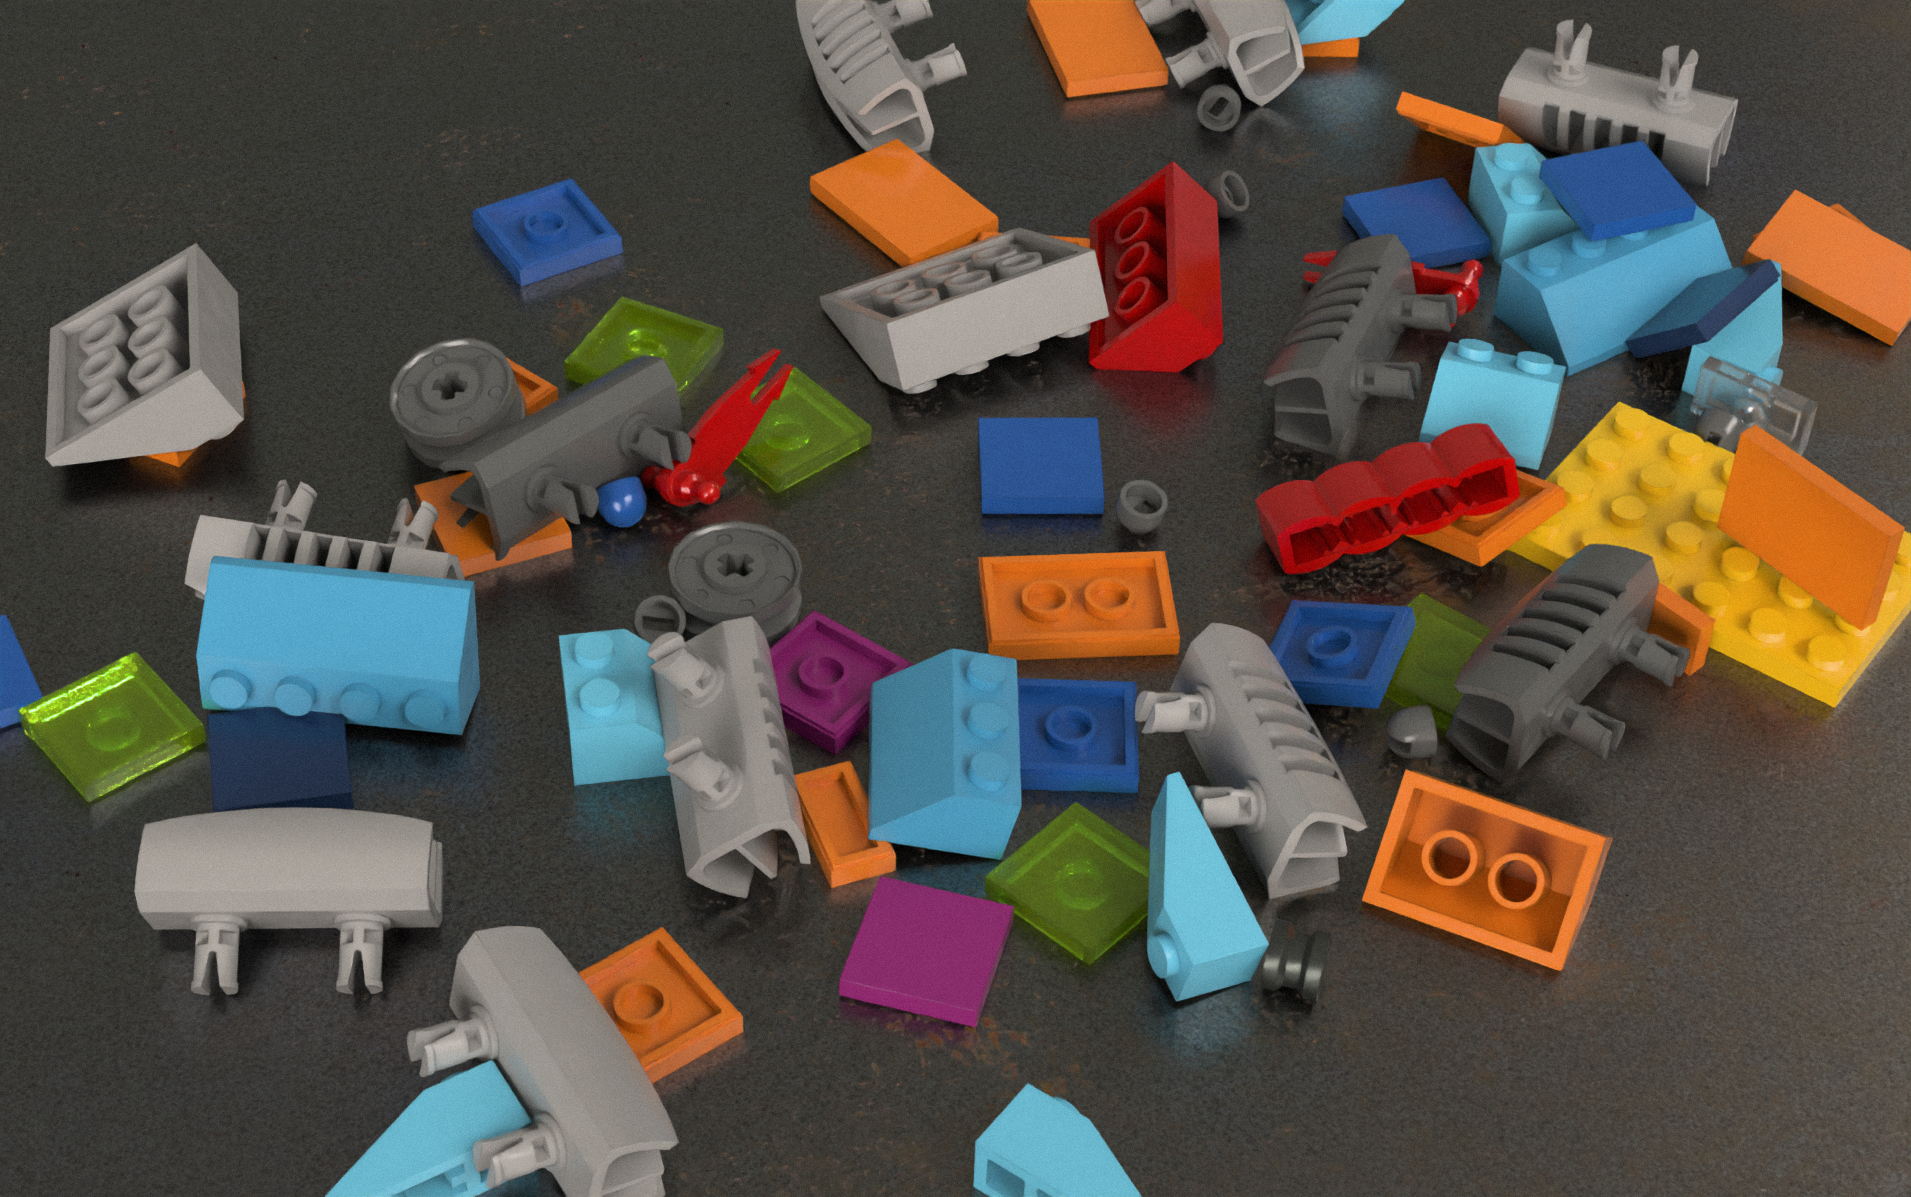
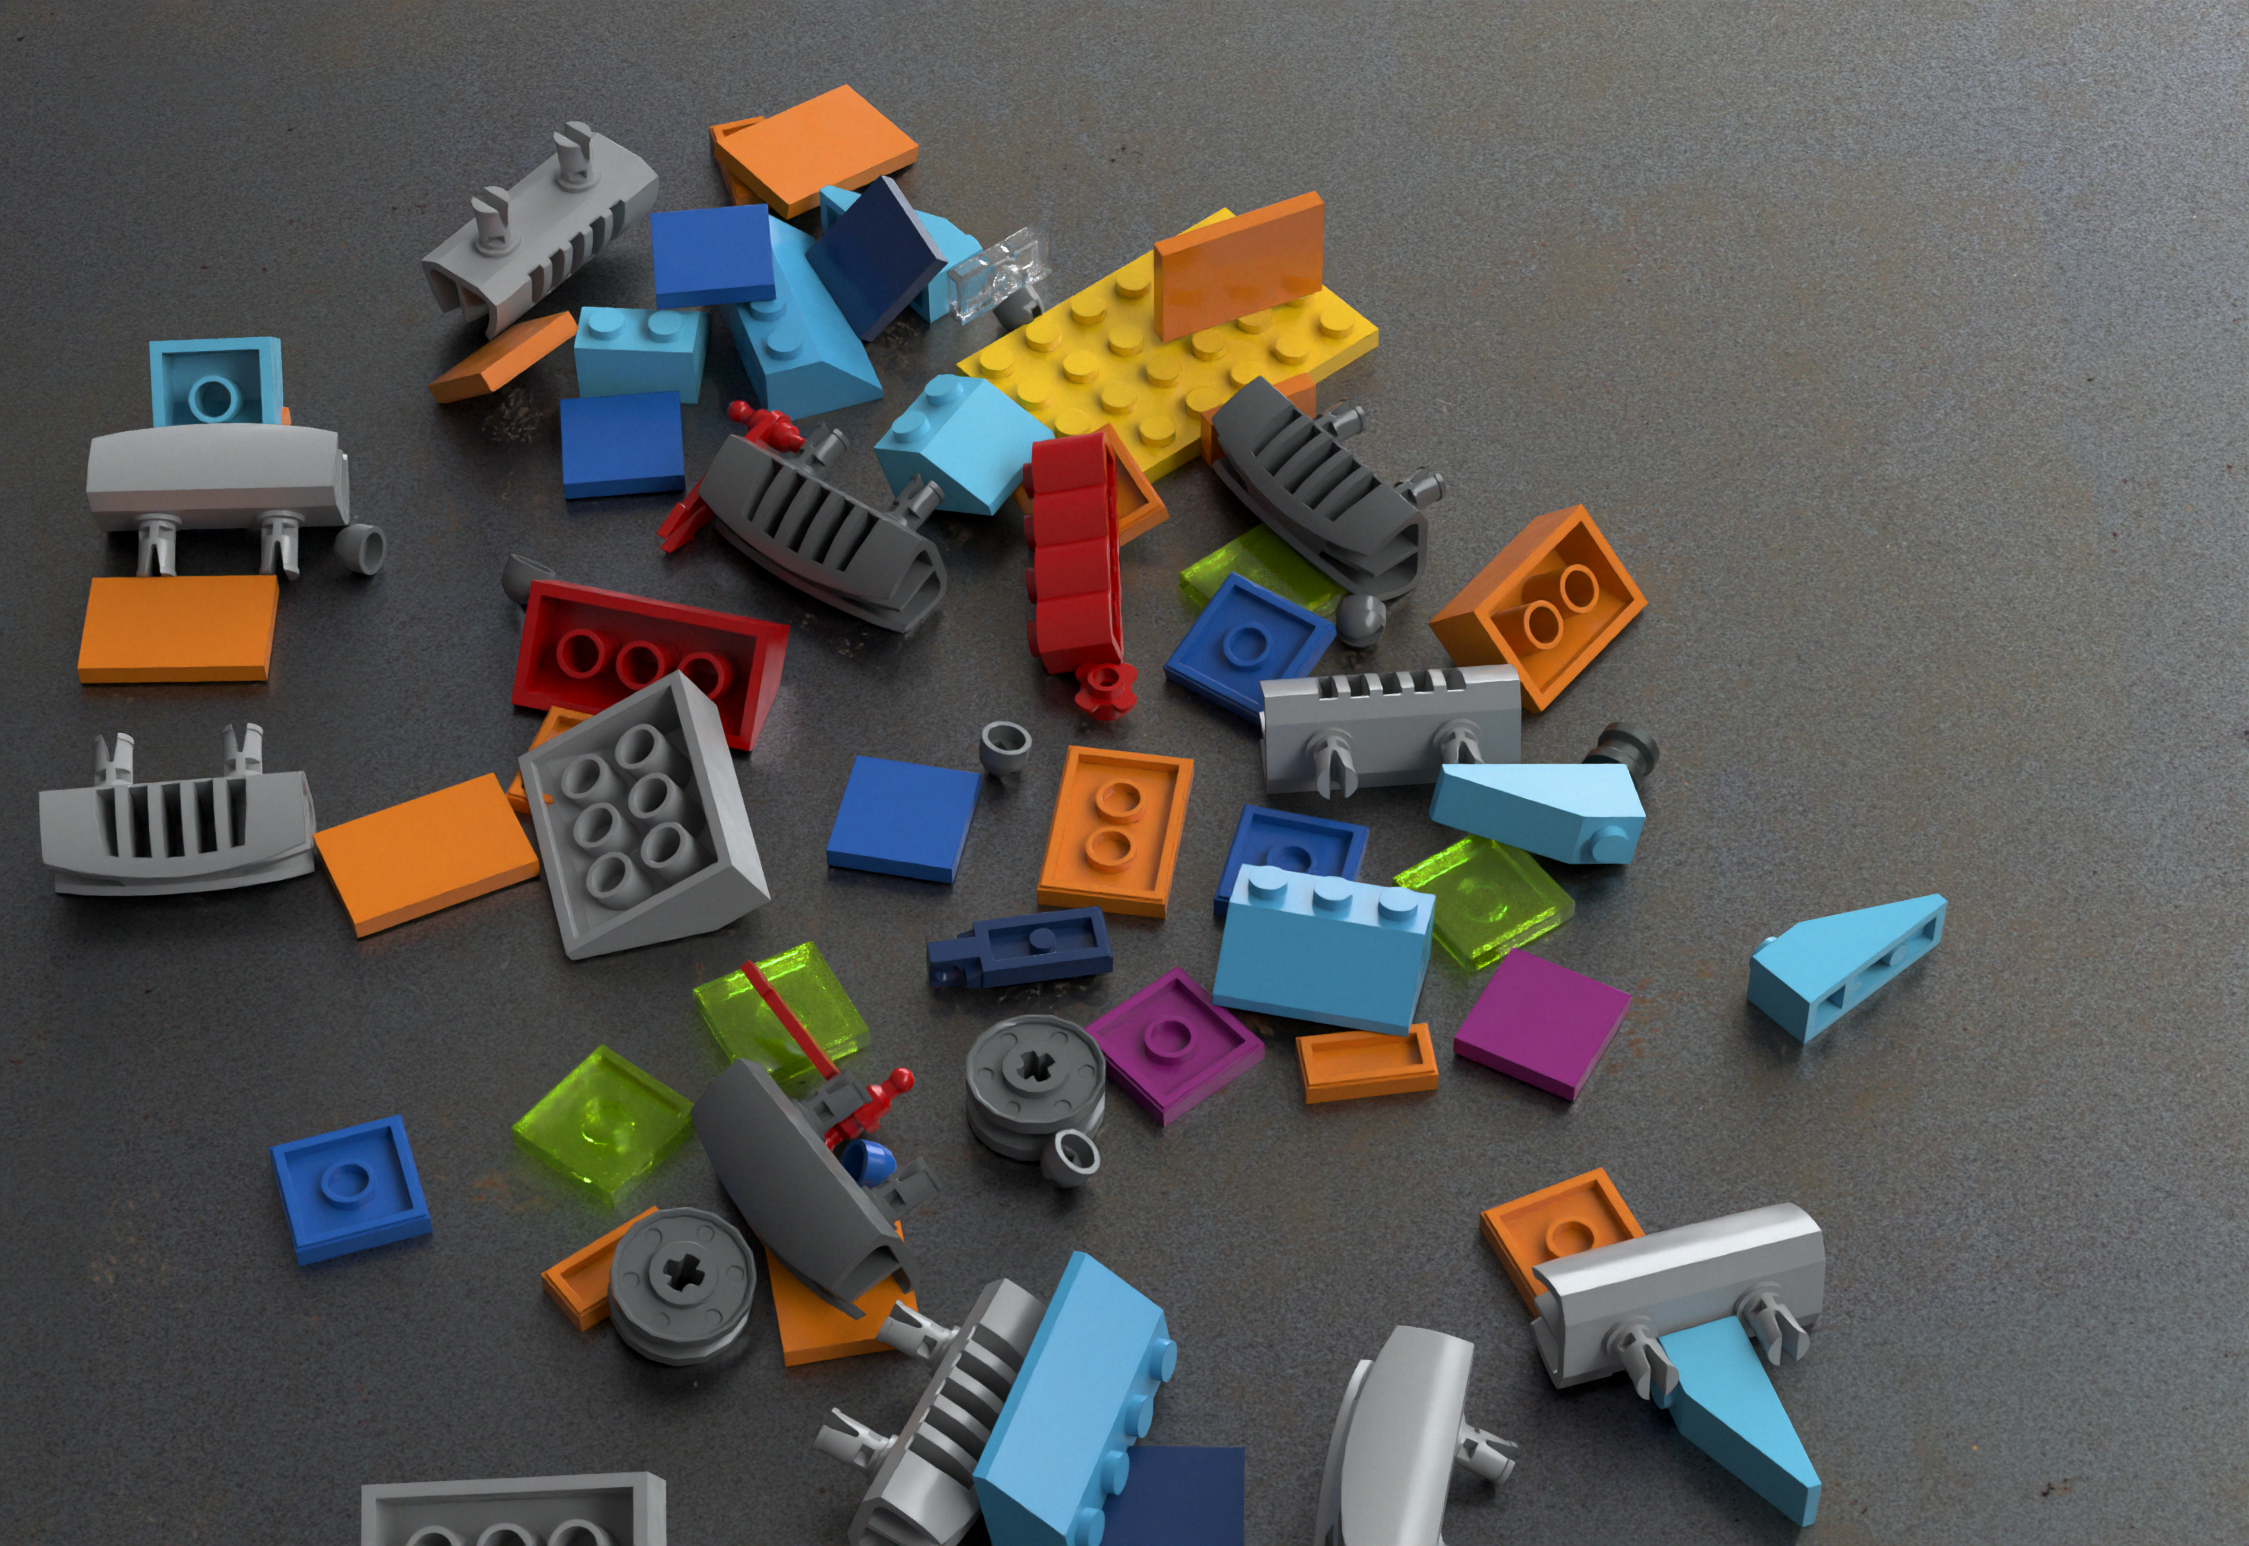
camera: 75 degrees left, 5 degrees up
(611, 707) = (1189, 1210): medium azure slope -> none
(726, 754) = (1308, 1104): light grey piece -> none
(902, 561) = (1023, 950): none -> dark blue hinge
(1248, 568) = (1106, 690): none -> red plate

